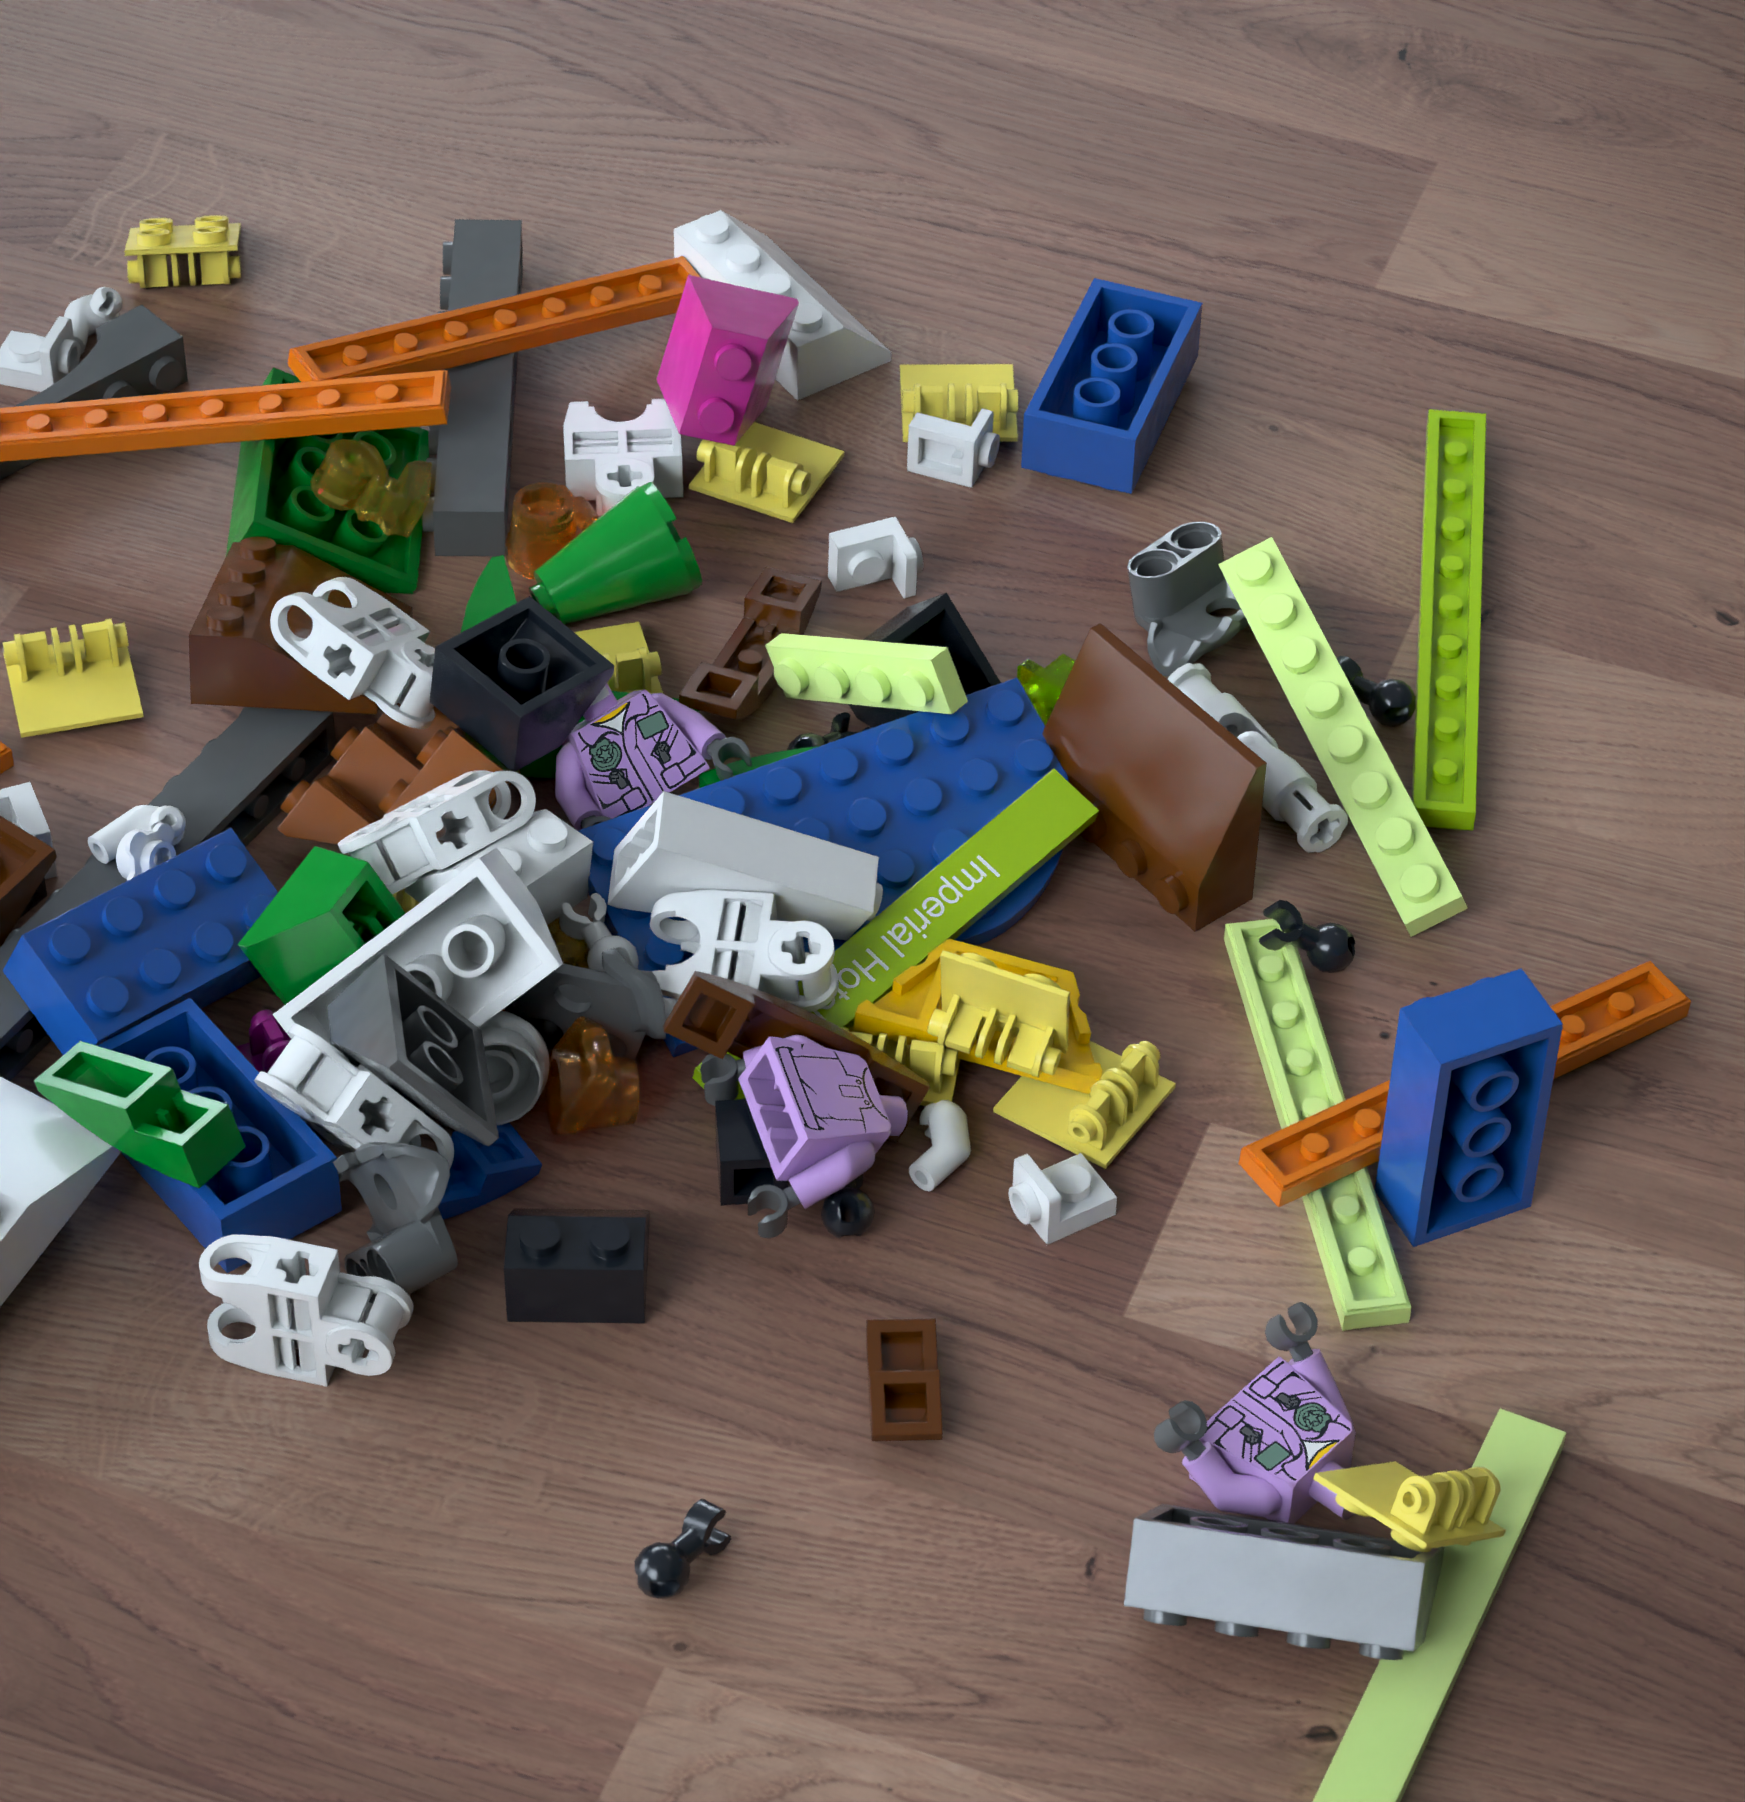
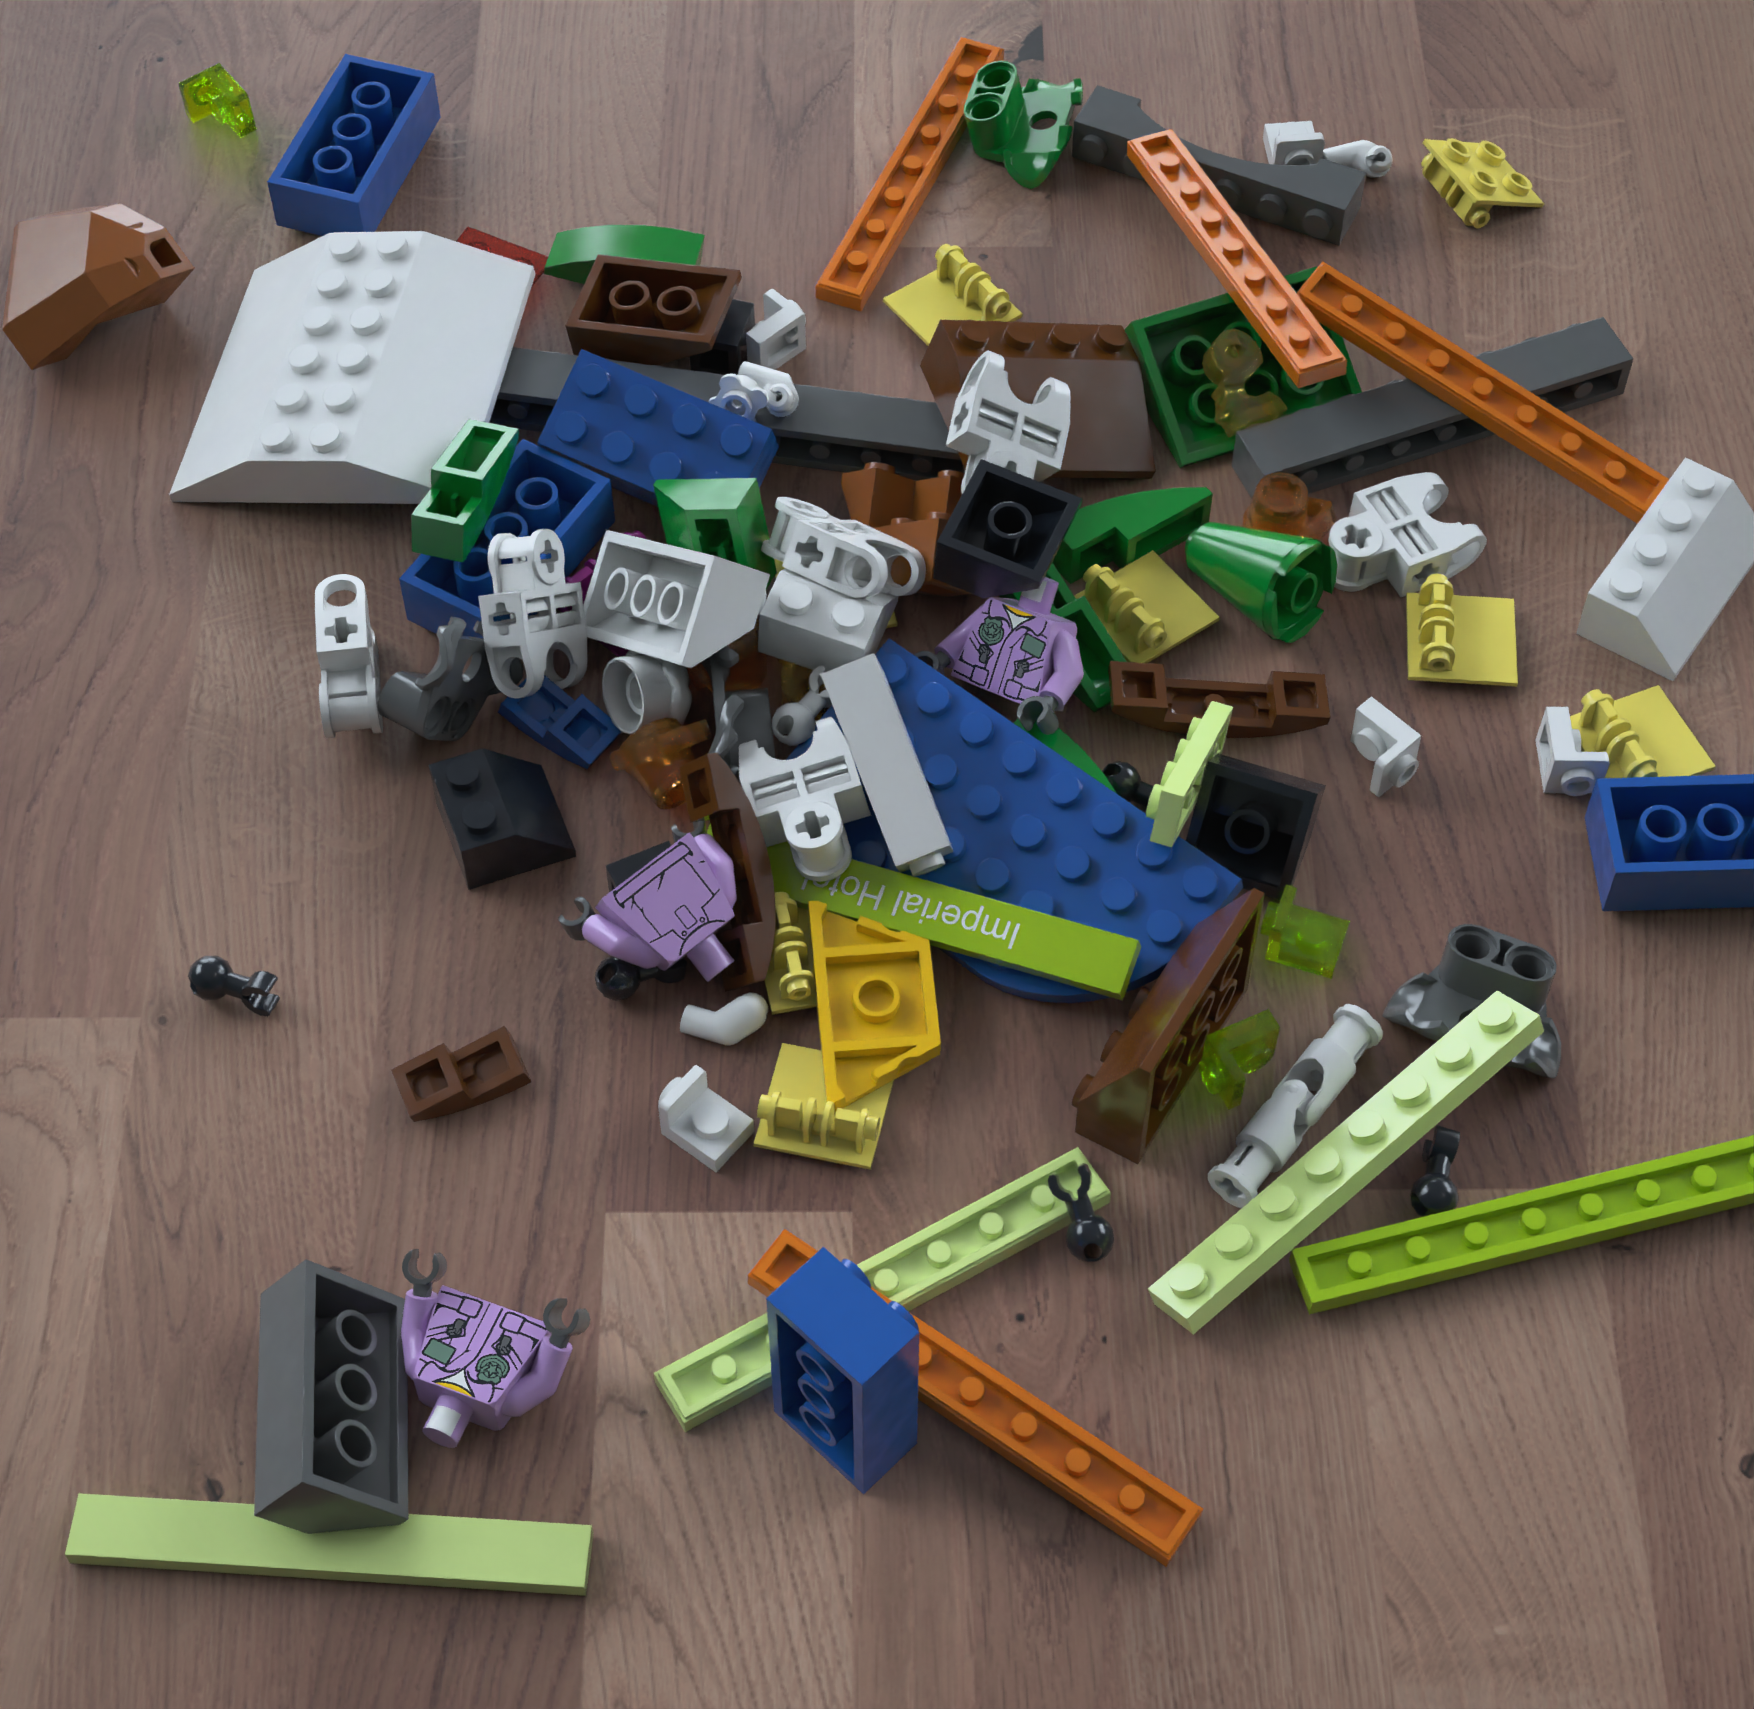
camera: 70 degrees right, 10 degrees up
(416, 1047) = (550, 616): dark grey slope -> none
(723, 357) = (1520, 546): dark pink slope -> none
(1017, 1005) = (820, 996): light yellow hinge -> none
(1420, 1509) = (421, 1472): light yellow hinge -> none

